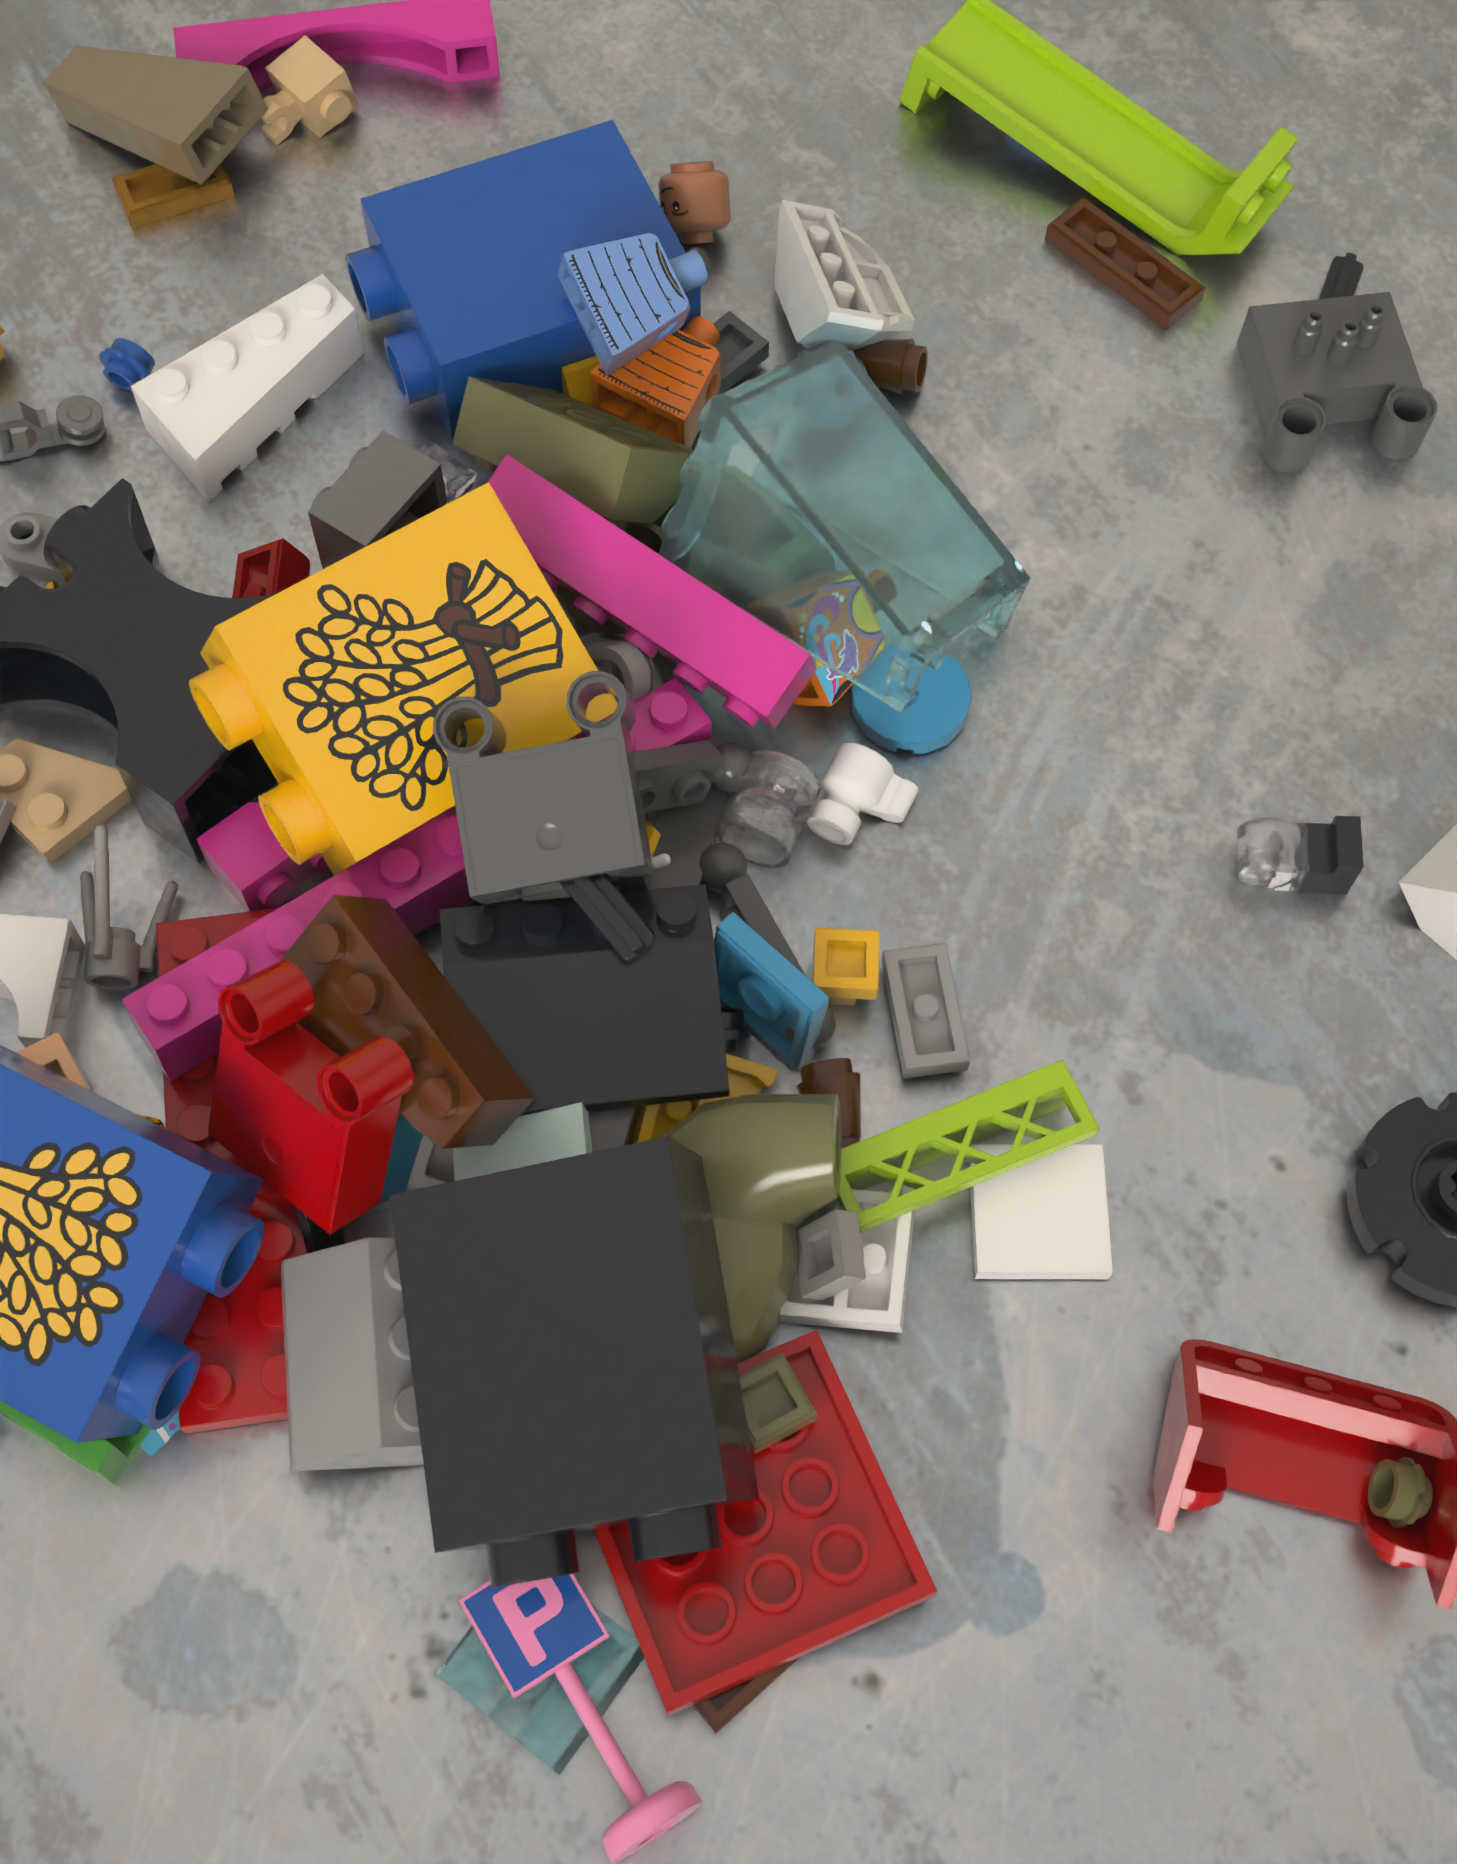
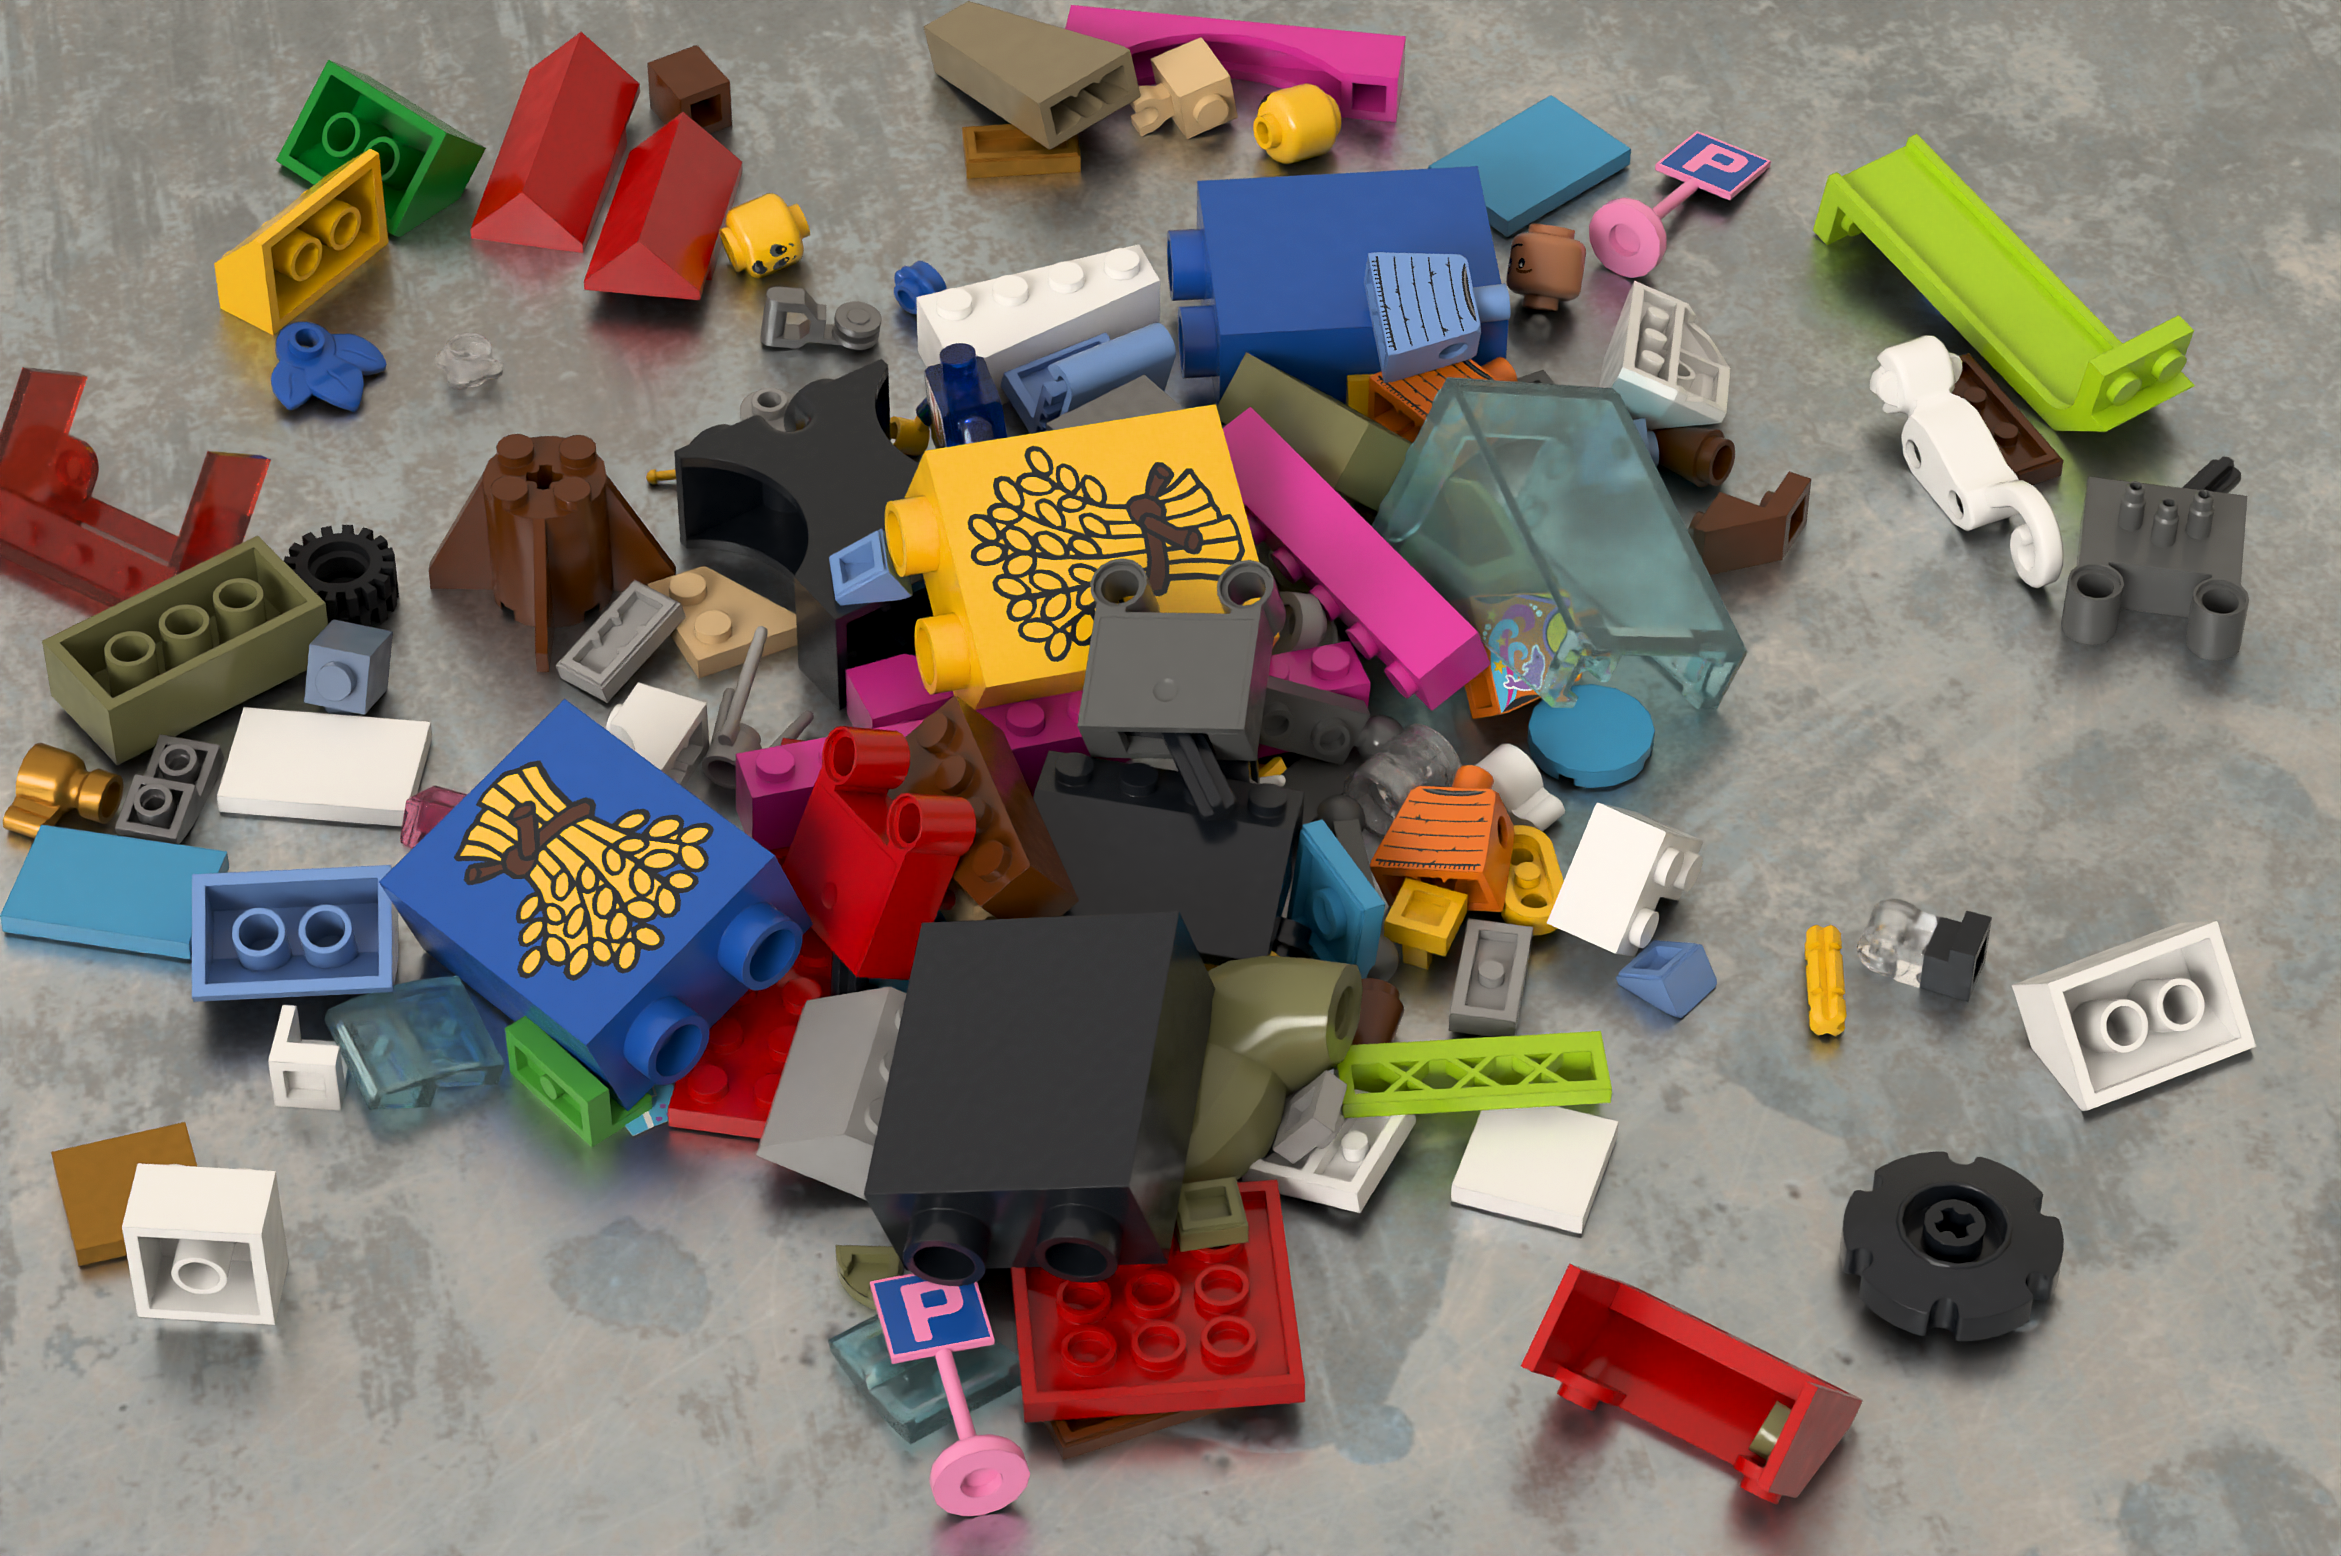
camera: 20 degrees right, 20 degrees down
(186, 744) = (866, 573): none -> medium blue slope
(224, 522) = (957, 408): none -> clear blue torso
(319, 433) = (1087, 371): none -> medium blue piece
(418, 102) = (1297, 123): none -> yellow head
(448, 1572) = (866, 1264): none -> olive tile
(641, 84) = (1538, 162): none -> dark azure tile
(754, 147) = (1631, 235): none -> bright pink piece
(841, 874) = (1450, 840): none -> orange torso
(920, 886) = (1532, 881): none -> yellow plate
(973, 438) = (1744, 534): none -> reddish brown slope
(1014, 869) = (1621, 875): none -> white brick
(1078, 950) = (1670, 976): none -> medium blue slope
(1131, 314) = (1961, 457): none -> white animal
(1221, 915) = (1825, 980): none -> yellow axle

